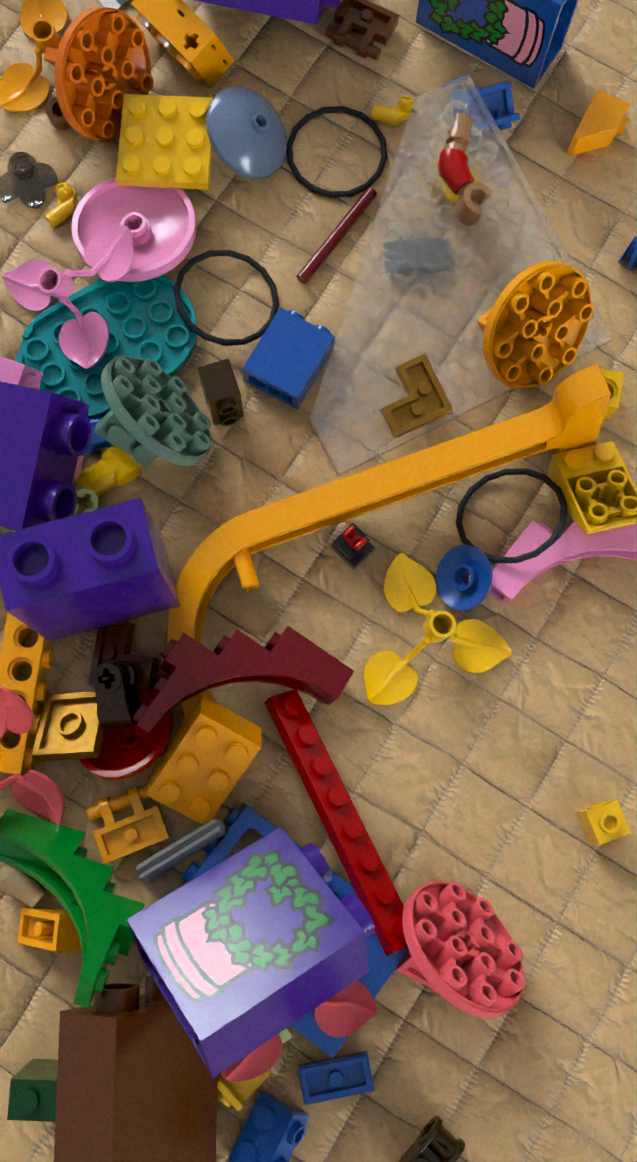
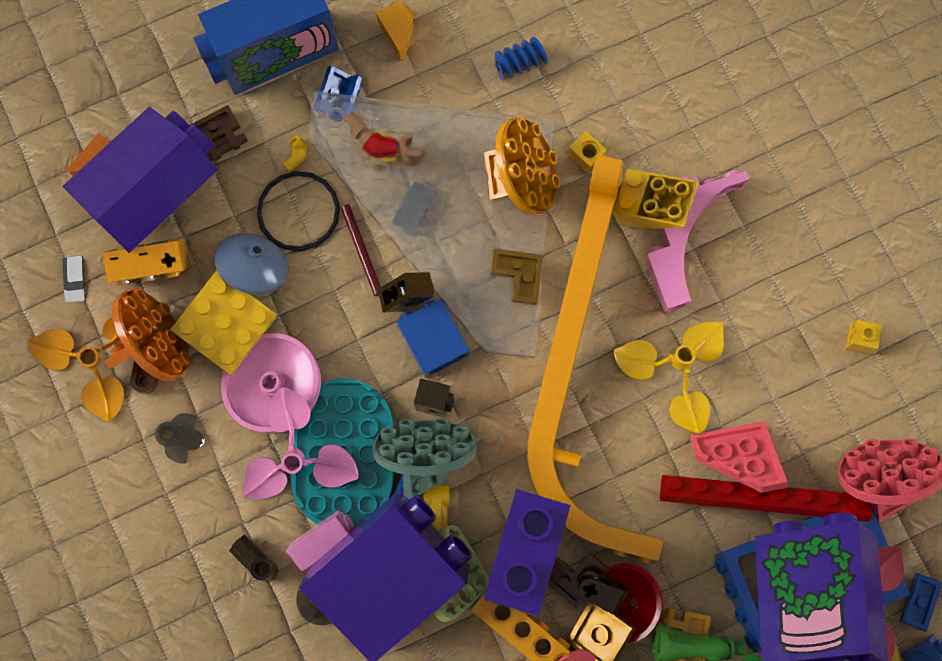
camera: 50 degrees left, 0 degrees up
(65, 205) = (217, 421): yellow arm -> none
(109, 817) = (673, 644): none -> bright green piece
(181, 849) = (724, 605): light grey axle -> none
(204, 761) = (680, 560): light orange brick -> none
(213, 253) = (360, 316): black piece -> none
(284, 661) = (618, 529): dark red arch -> none
(318, 296) = (406, 292): none -> dark brown brick
(352, 546) = (589, 378): black piece -> none
(373, 763) = (742, 454): none -> coral plate
(454, 574) = (650, 327): blue dish -> none
(517, 471) = (670, 275): black piece -> none

